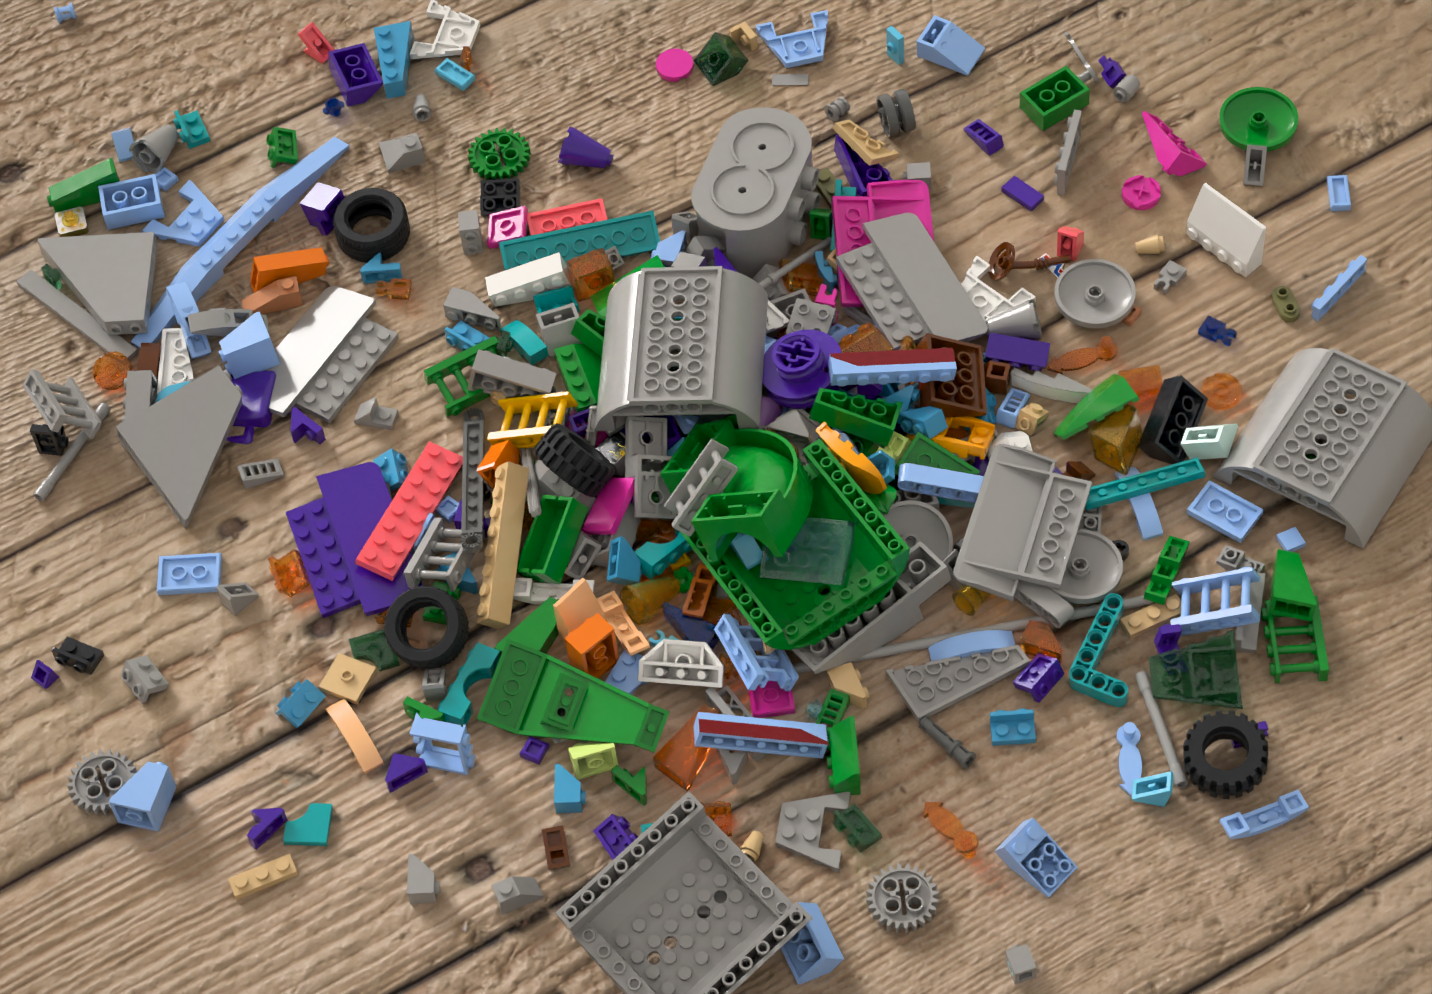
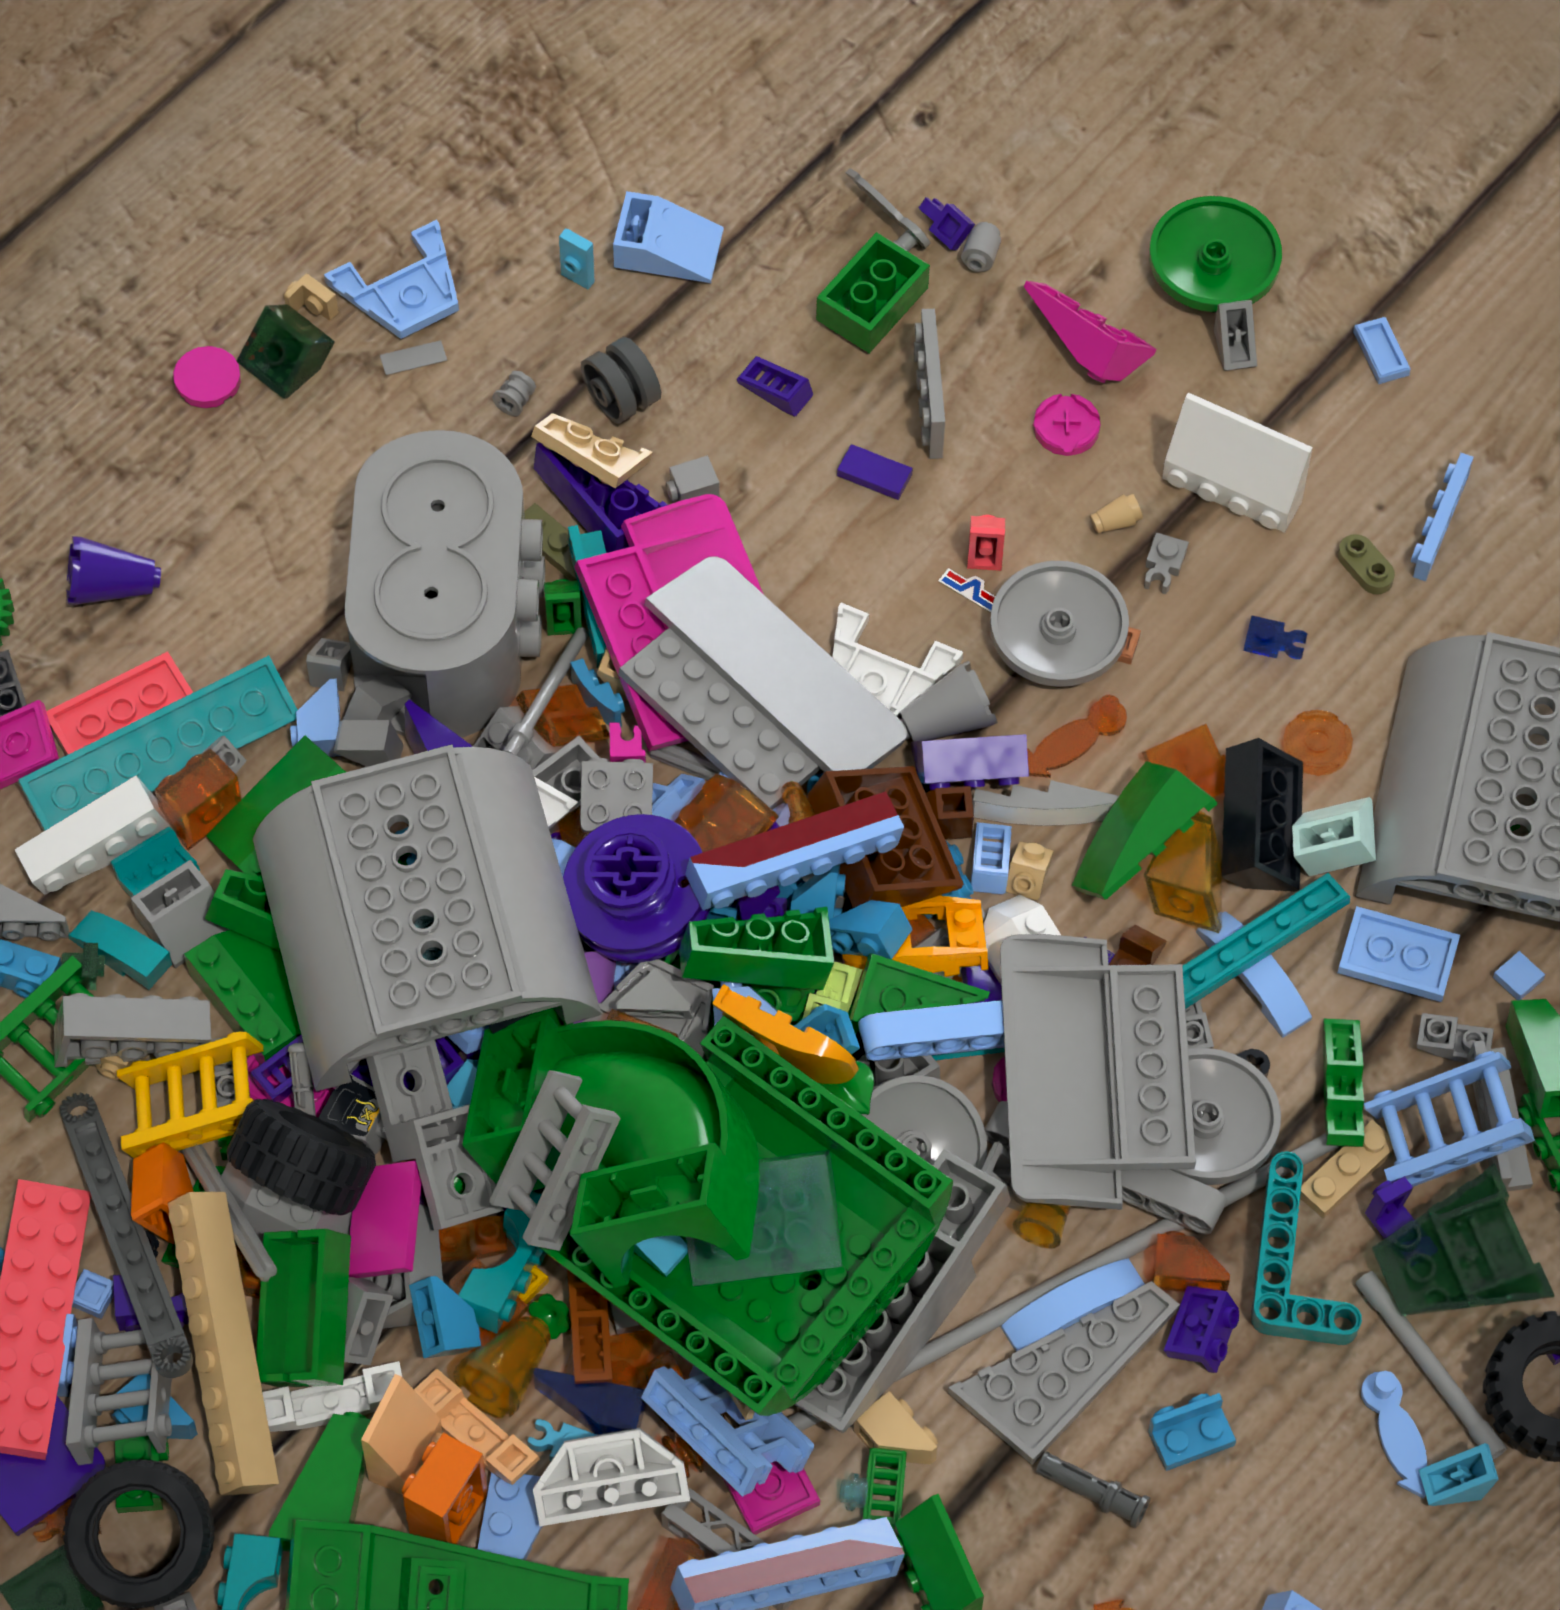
camera: 25 degrees left, 5 degrees up
(1006, 261) = (898, 604): reddish brown dish -> none

